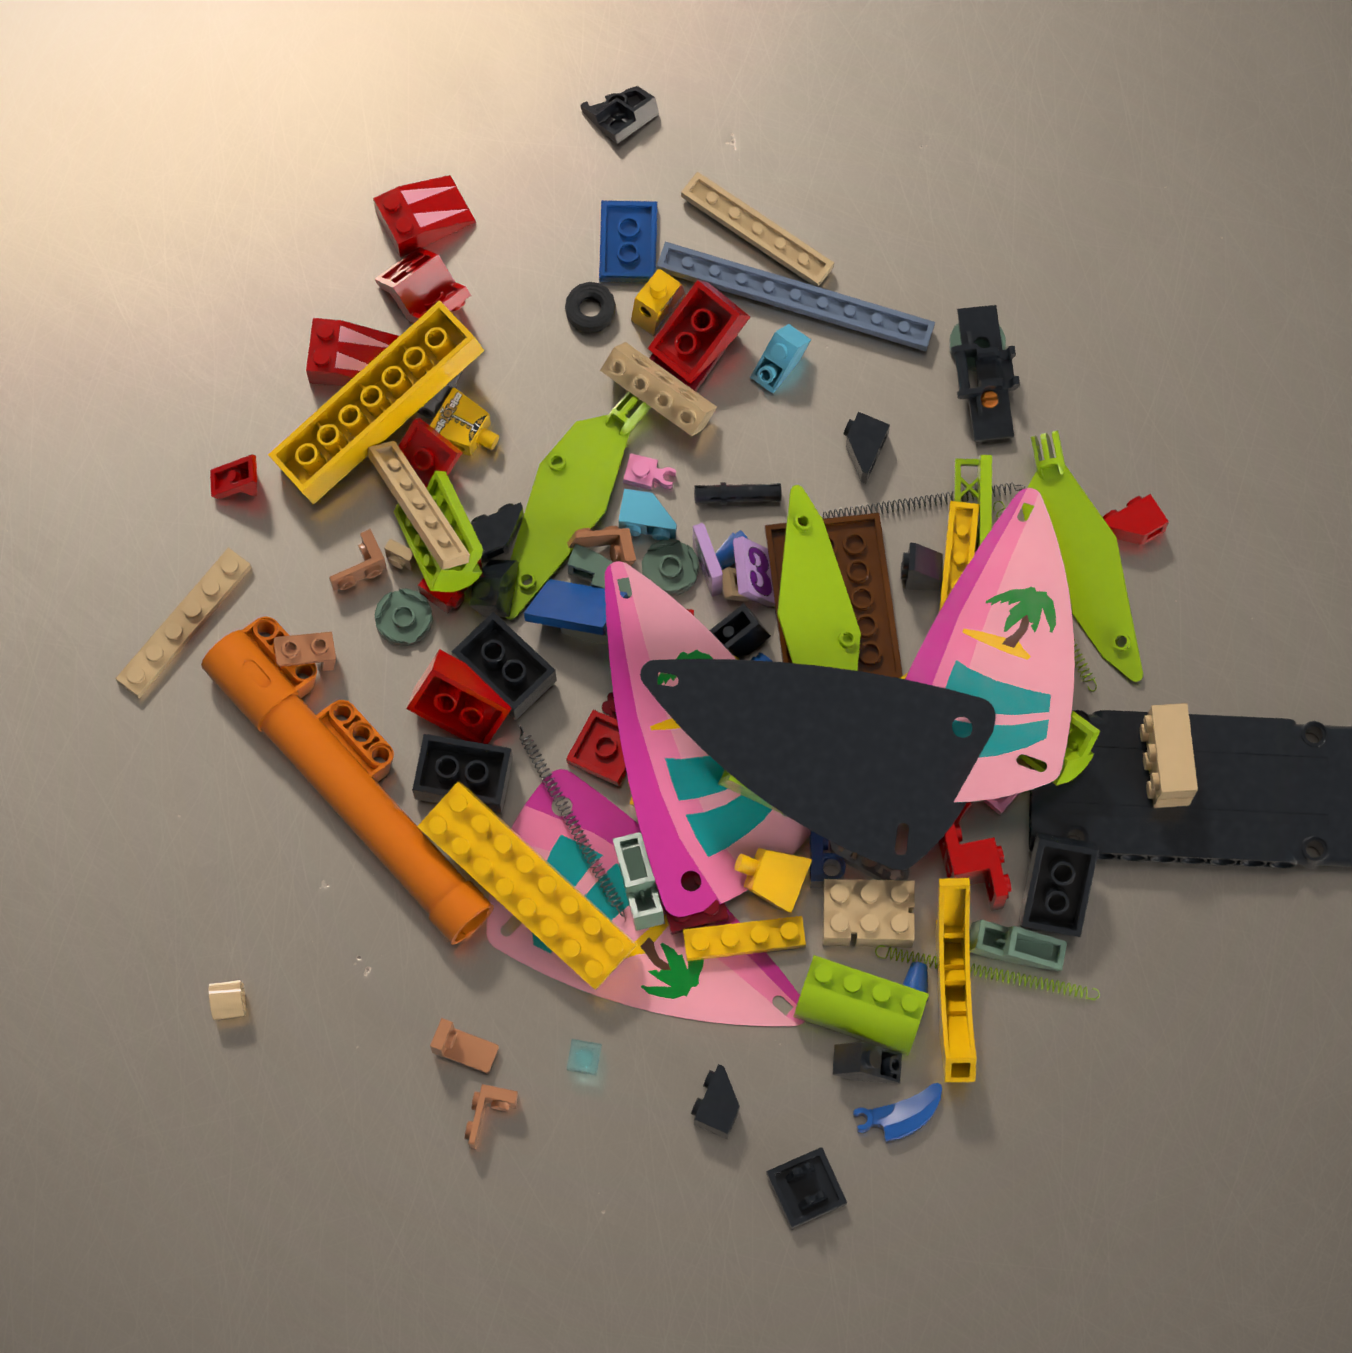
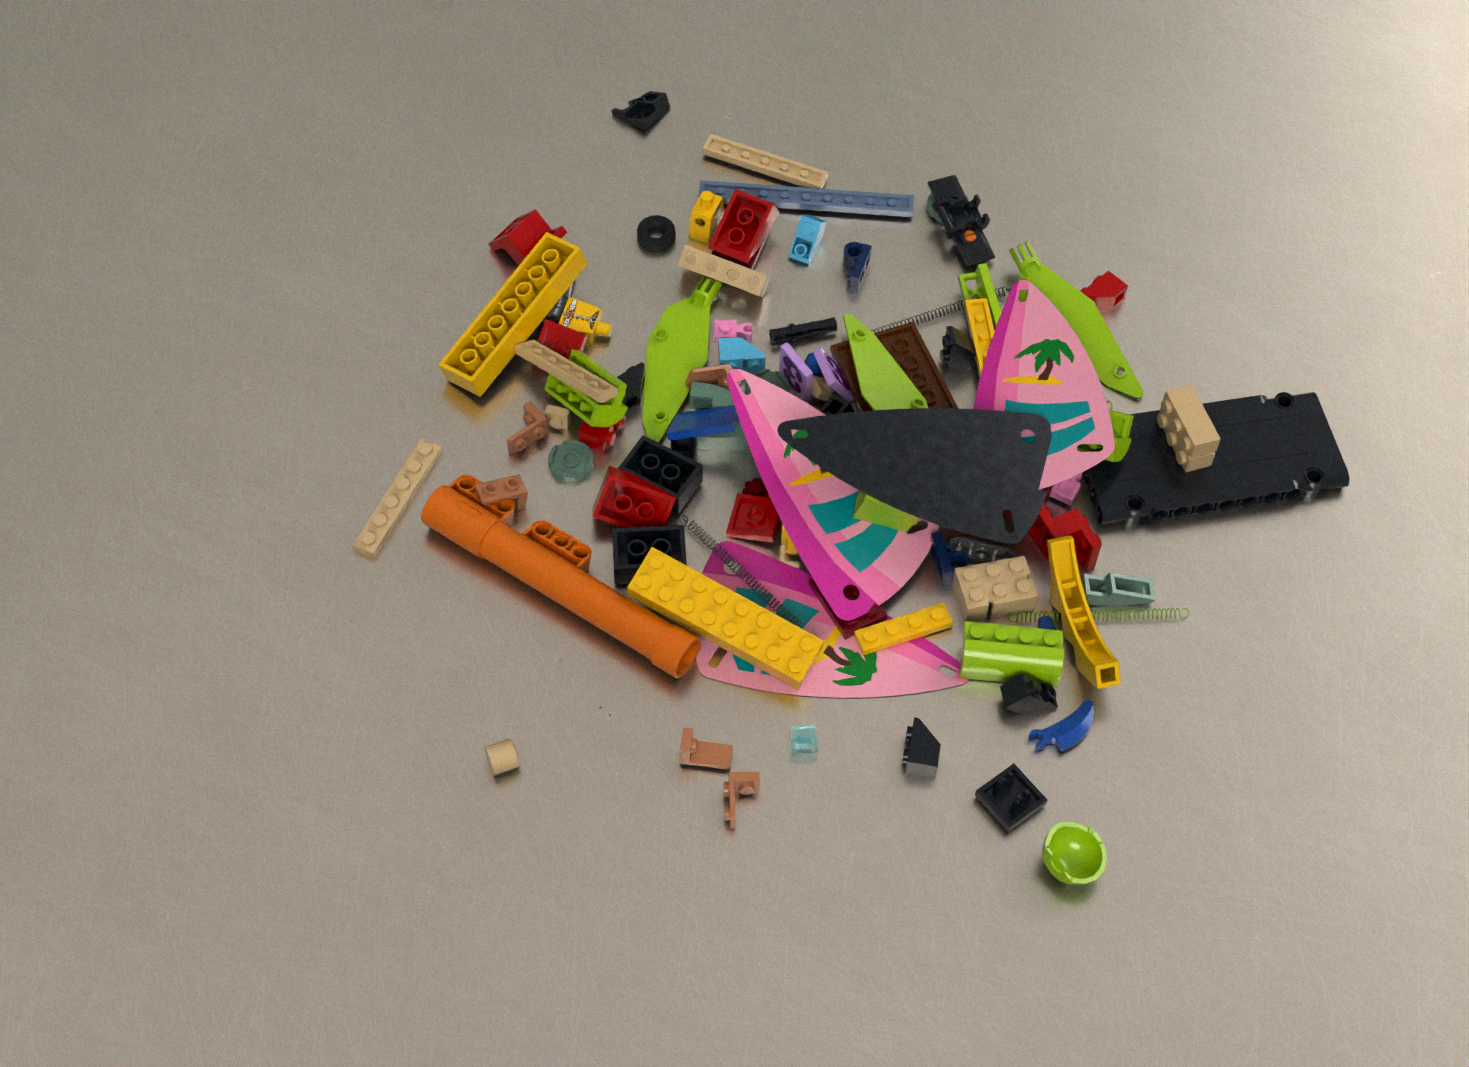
camera: 15 degrees left, 15 degrees down
(235, 478) = (415, 387): red slope -> none
(342, 350) = (473, 290): red slope -> none
(422, 213) = (511, 196): red slope -> none
(495, 588) = (636, 423): black slope -> none
(541, 634) = (684, 447): none -> black plate
(628, 241) = (671, 187): blue tile -> none
(638, 881) = (809, 604): sand green slope -> none
(774, 876) = (915, 576): yellow torso -> none
(833, 411) = (856, 260): none -> dark blue plate
(855, 1281) = (1074, 853): none -> lime cylinder
(864, 442) = (887, 280): black slope -> none
(1058, 884) = (1134, 535): black brick -> none

